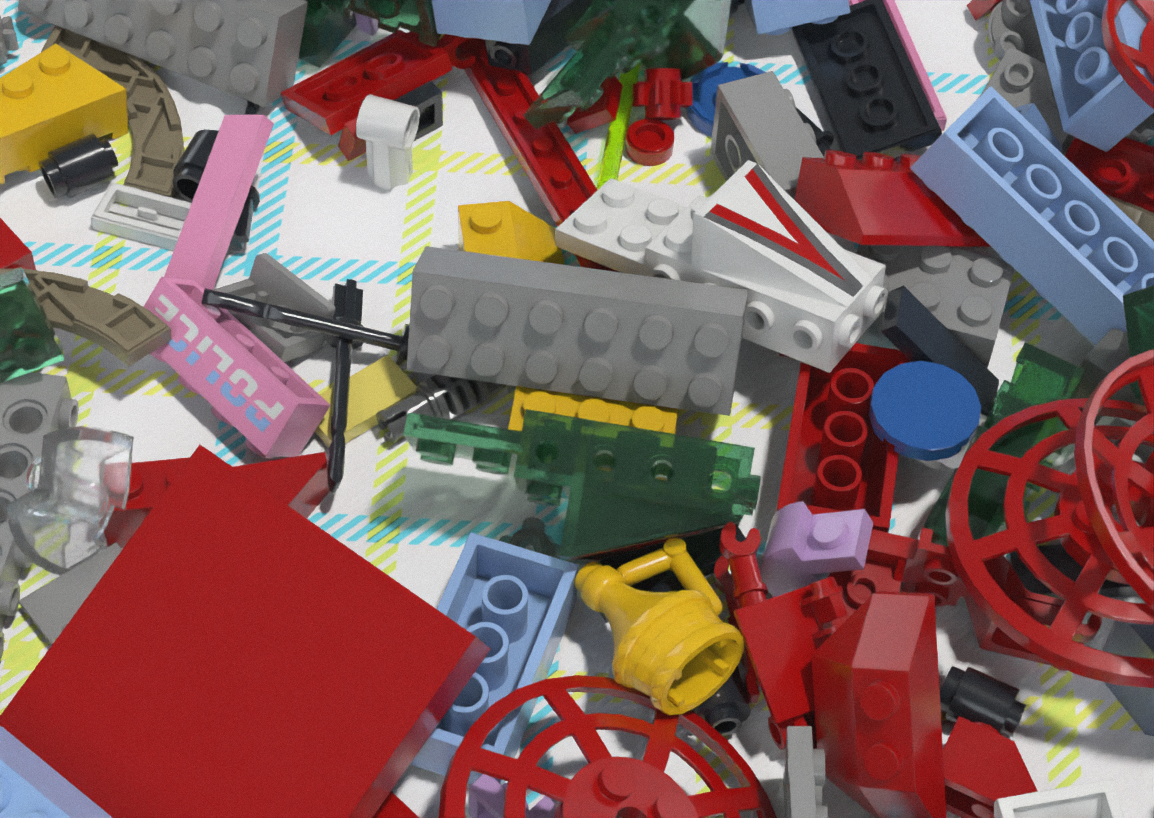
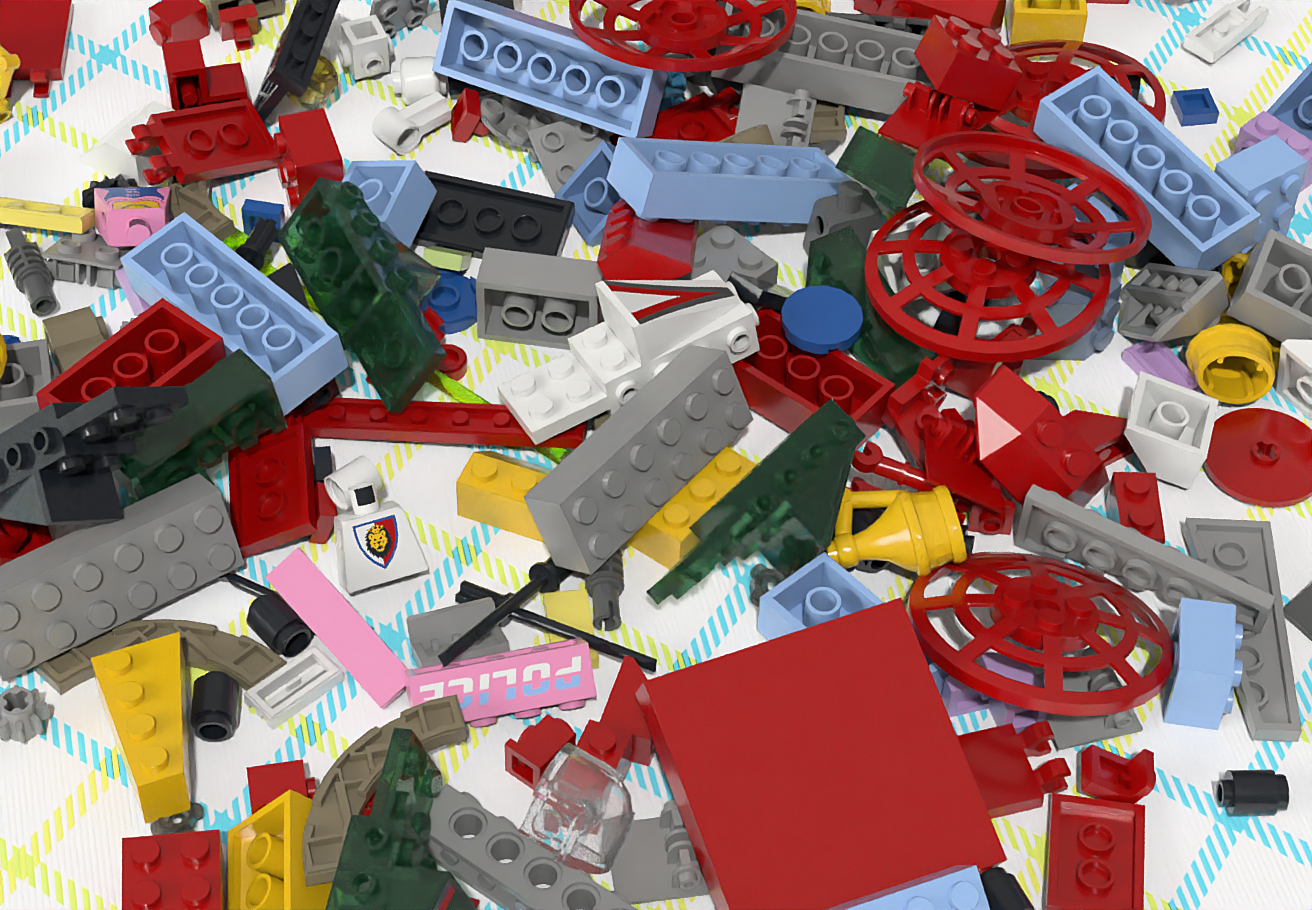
camera: 60 degrees left, 5 degrees down
(169, 435) = (536, 749): none -> red brick
(342, 182) = (374, 542): none -> white torso
(787, 70) = (447, 258): none -> yellowish green tile
(810, 546) = (889, 422): lavender brick -> none

